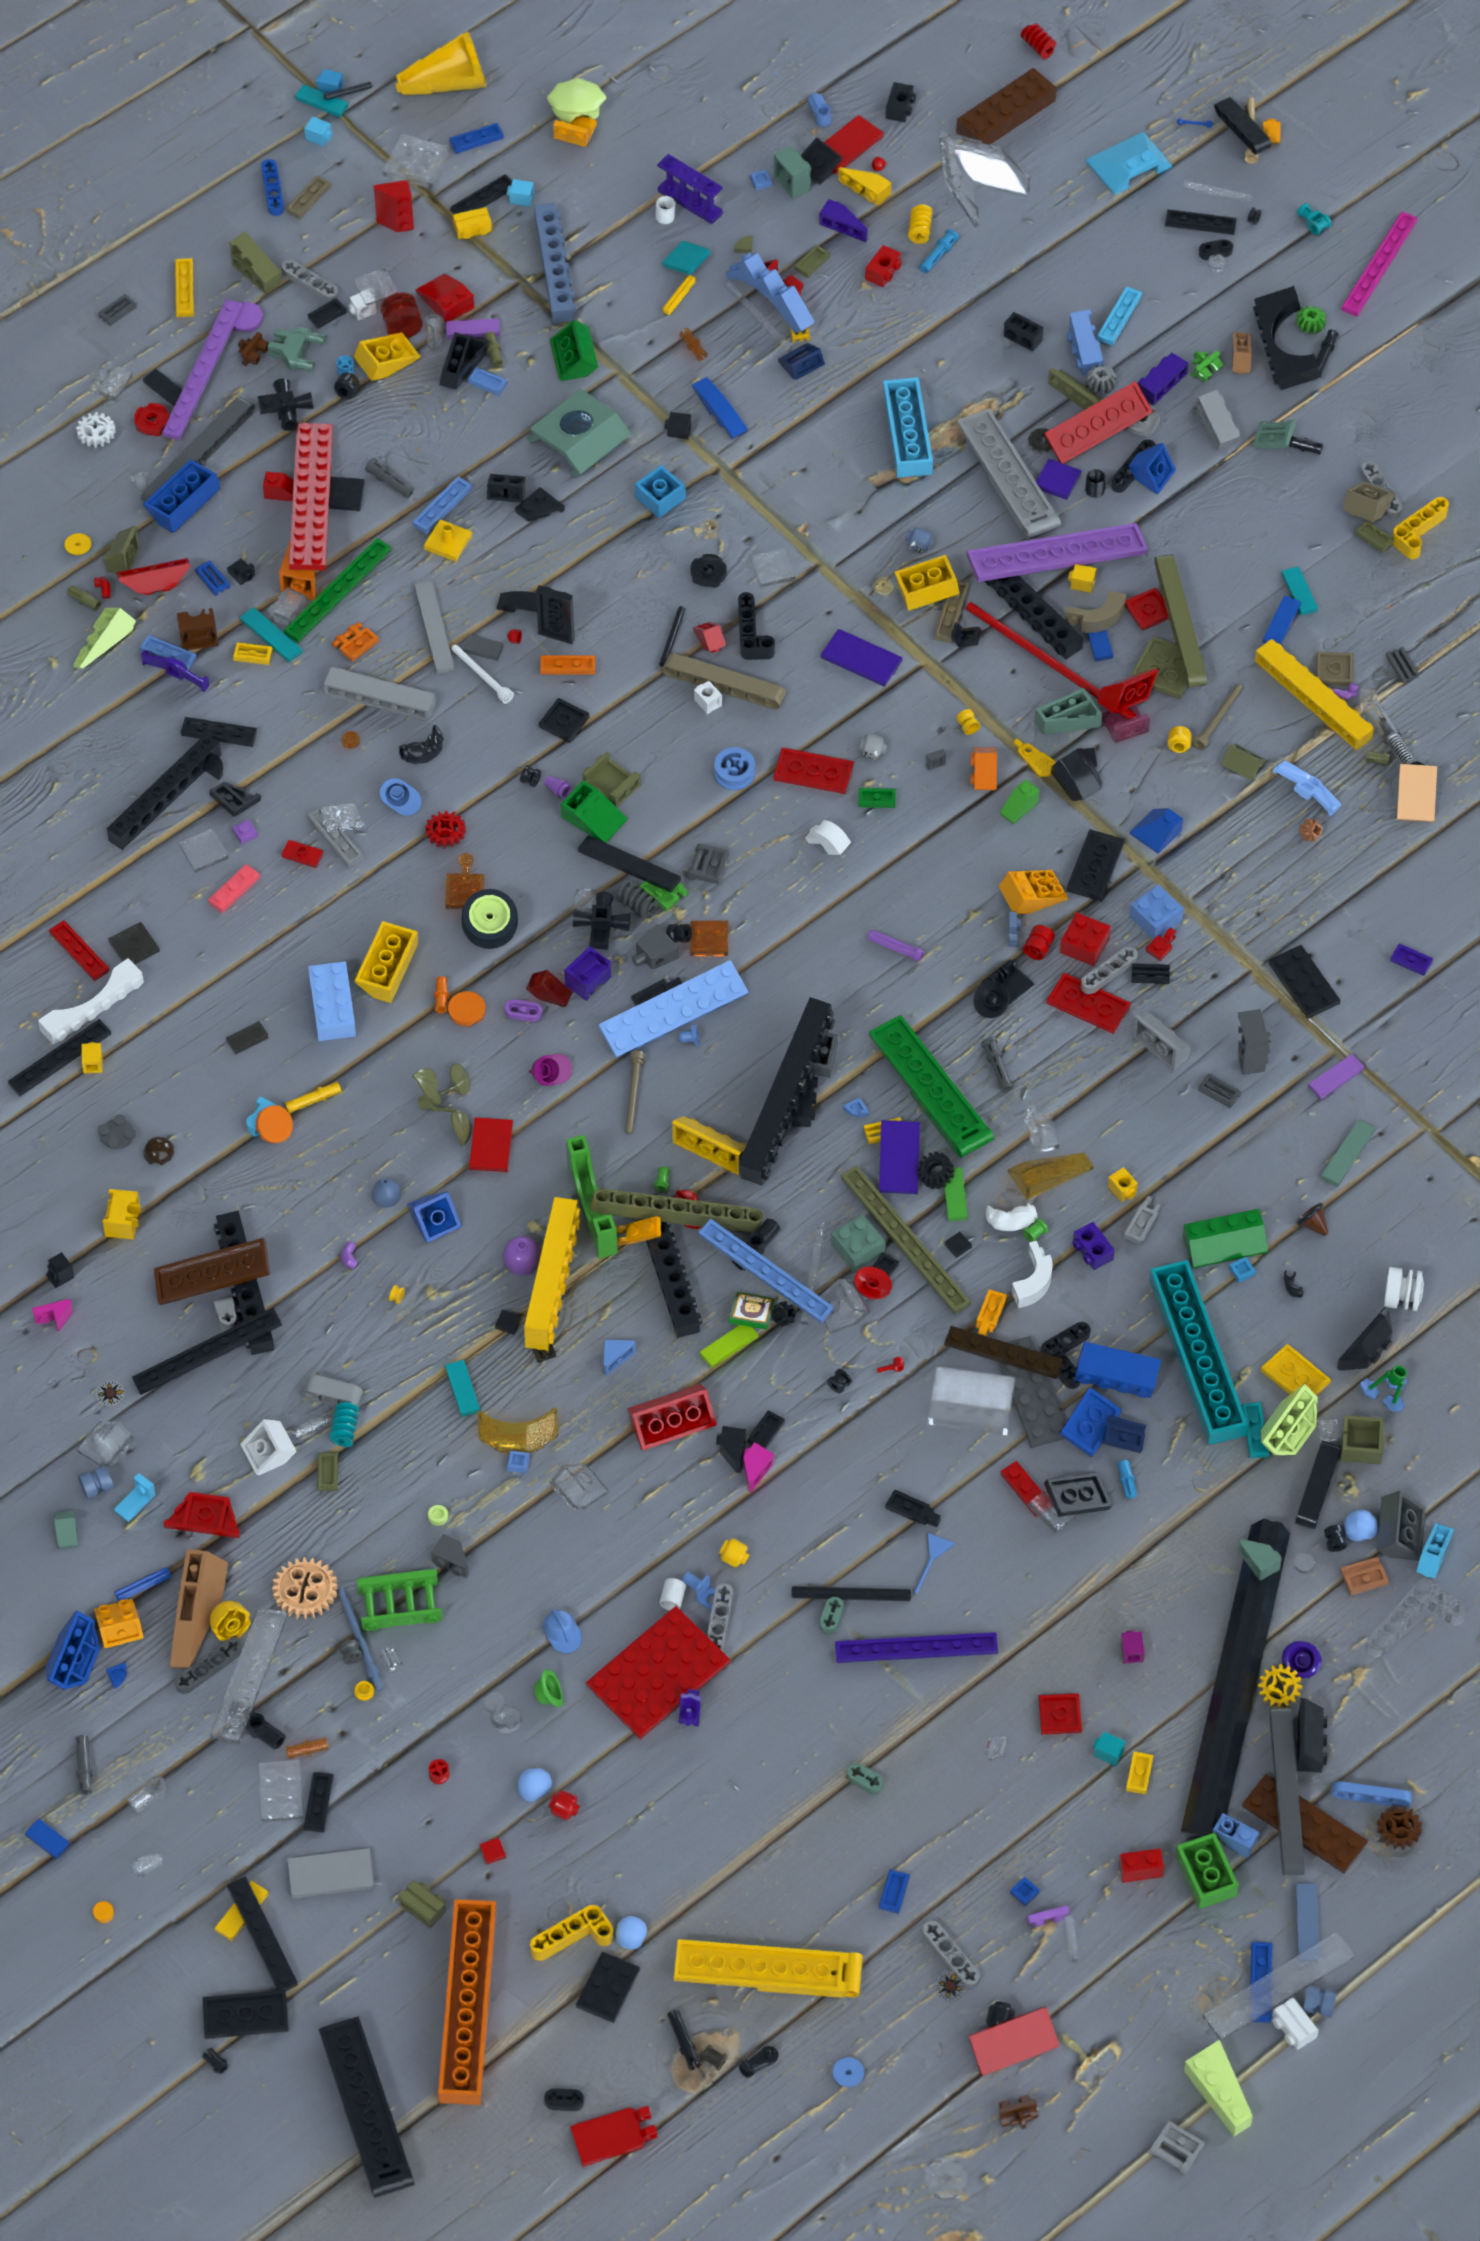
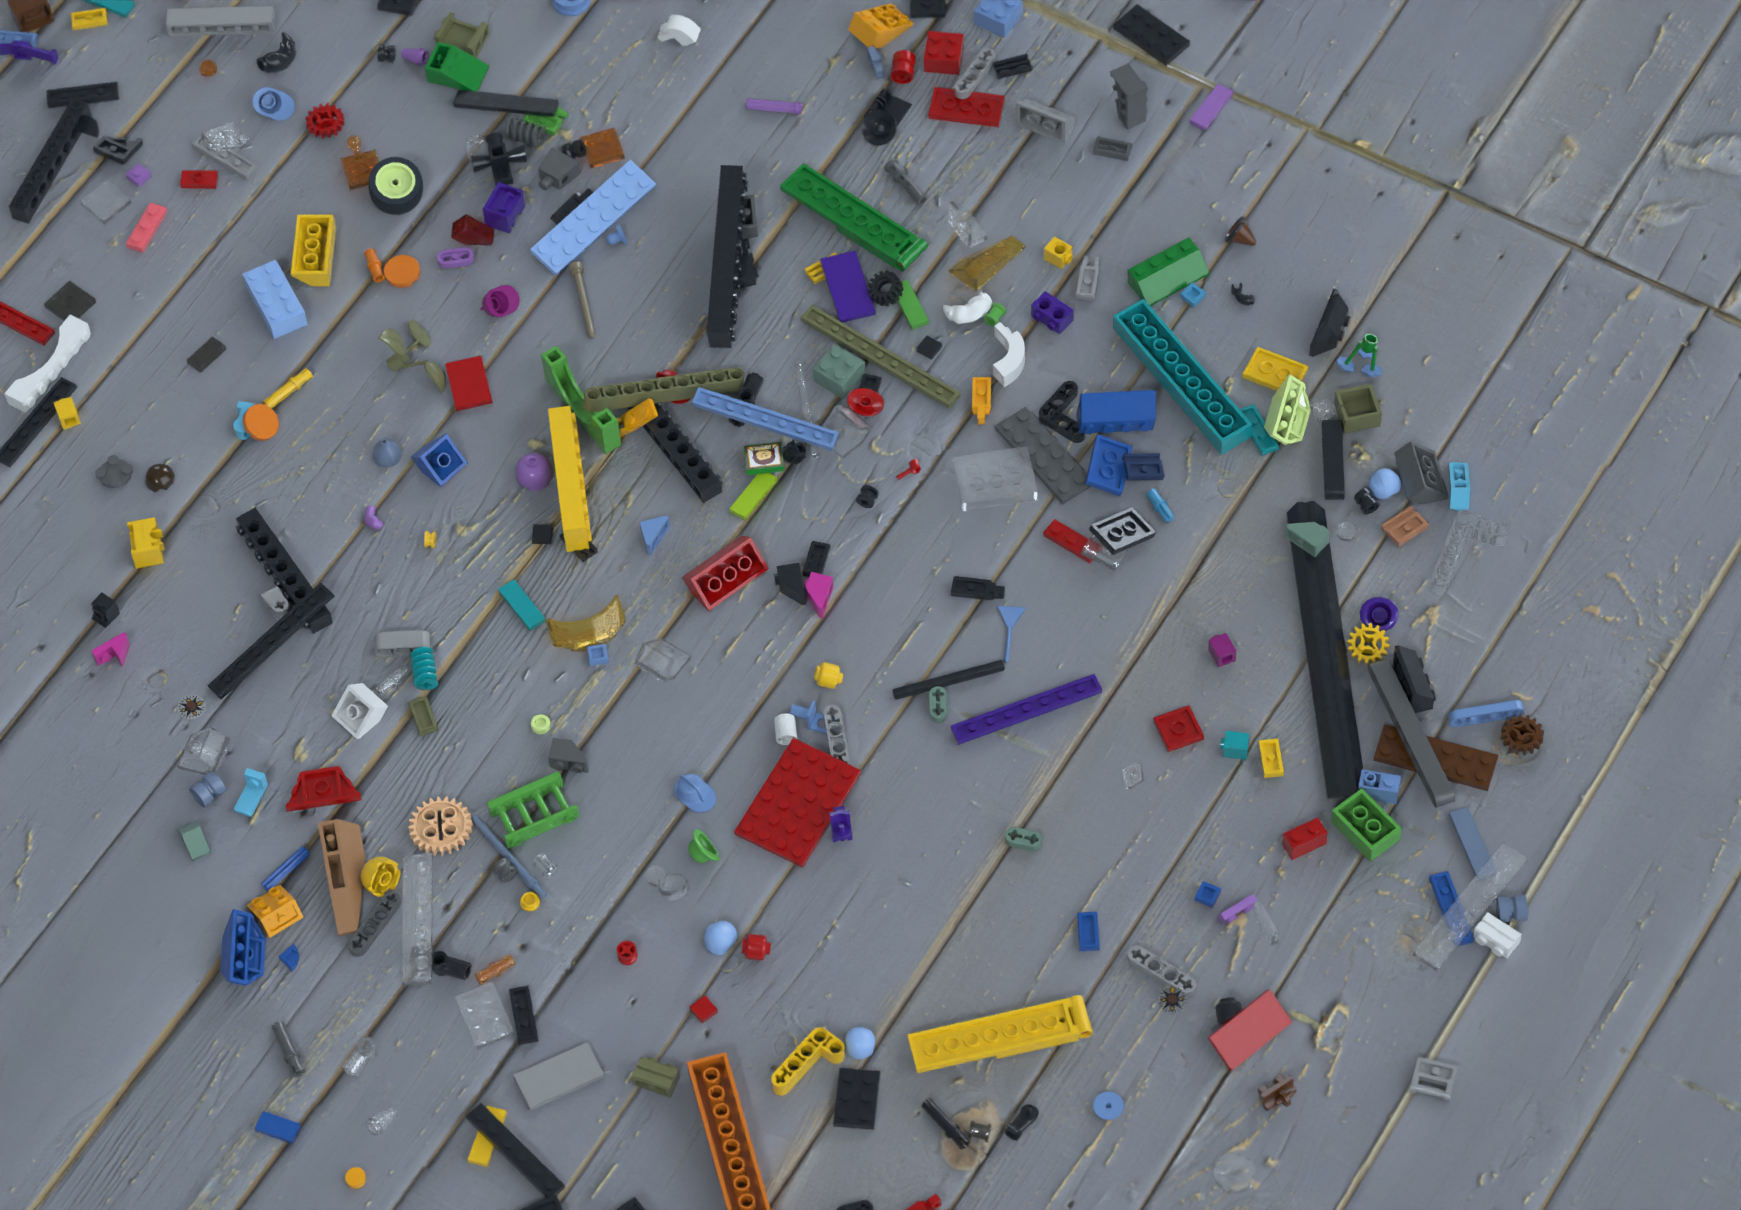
camera: 15 degrees left, 0 degrees up
(212, 1271) = (250, 568): reddish brown plate -> none
(661, 1183) = (639, 371): bright green pin -> none
(707, 1143) = (670, 325): yellow slope -> none
(713, 865) = (583, 83): dark grey plate -> none
(856, 1108) = (792, 256): medium blue tile -> none
(1003, 1352) = (1007, 427): dark brown plate -> none
(1159, 946) = (1013, 41): red plate -> none
(1218, 2085) = (1452, 1012): yellowish green wedge -> none
(1348, 1153) = (1247, 169): sand green tile -> none
(1403, 1289) = (1341, 269): white wheel -> none

